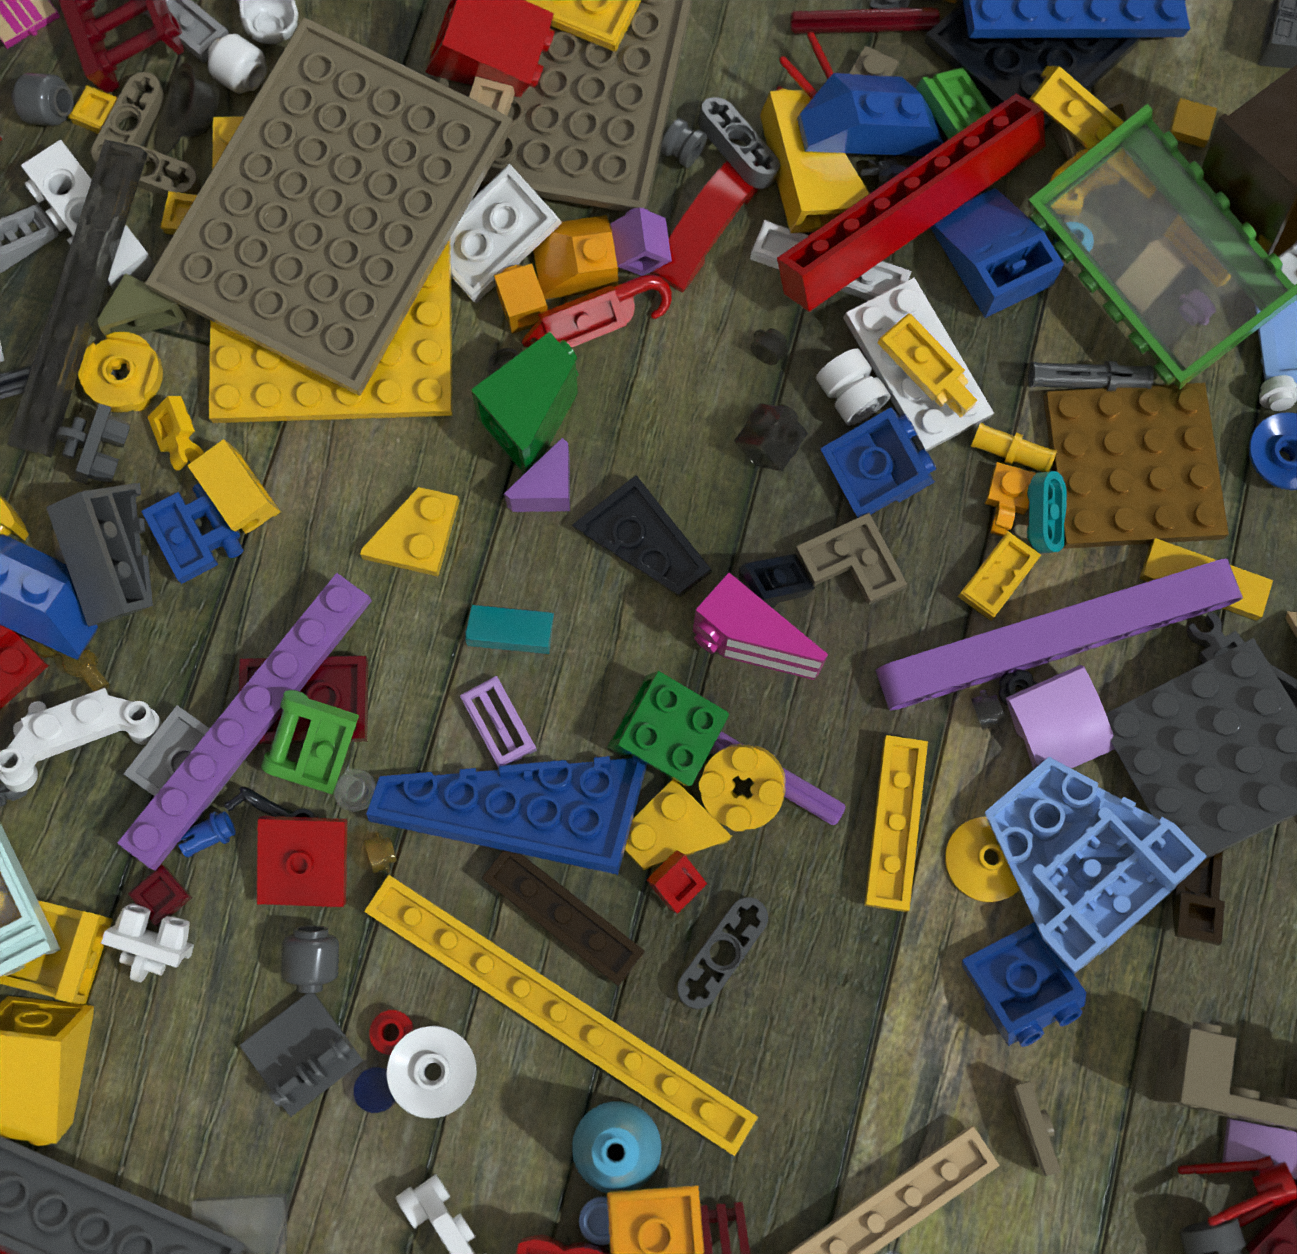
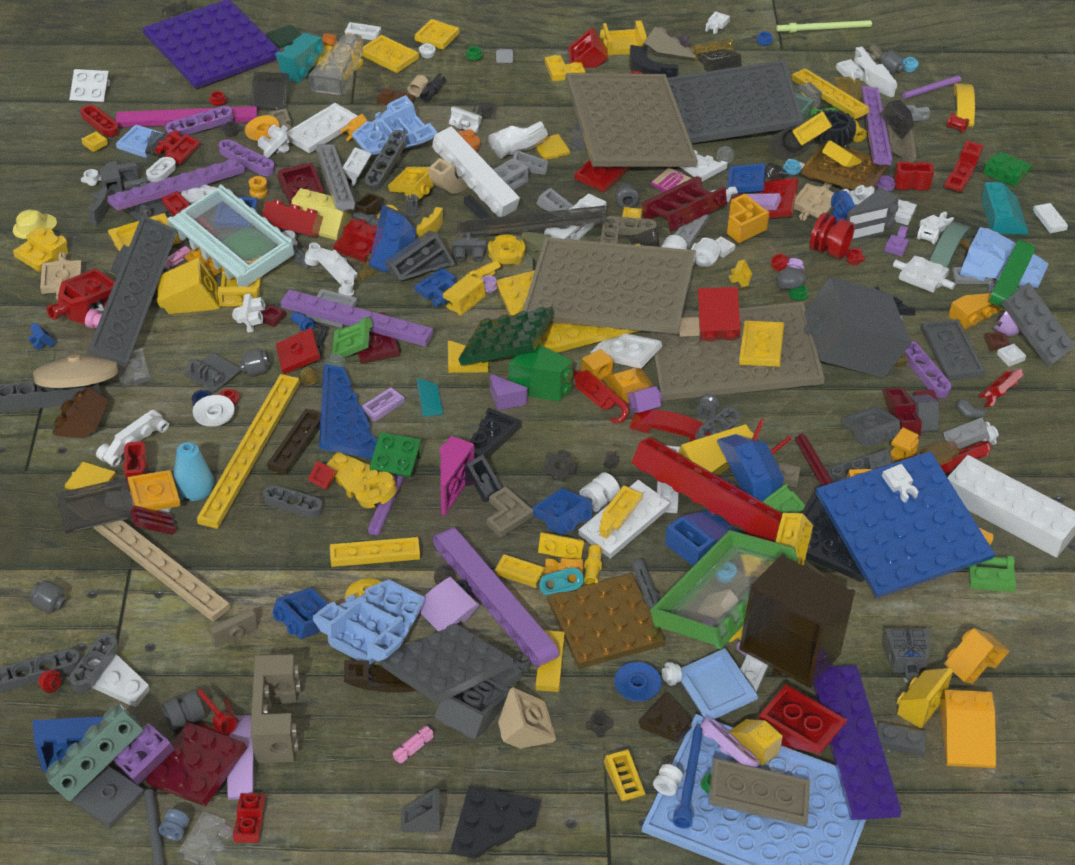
camera: 75 degrees right, 30 degrees down
(210, 425) = (489, 283): none -> lavender plate
(421, 436) = (506, 336): none -> dark green plate
(949, 504) = (561, 546): none -> yellow hinge

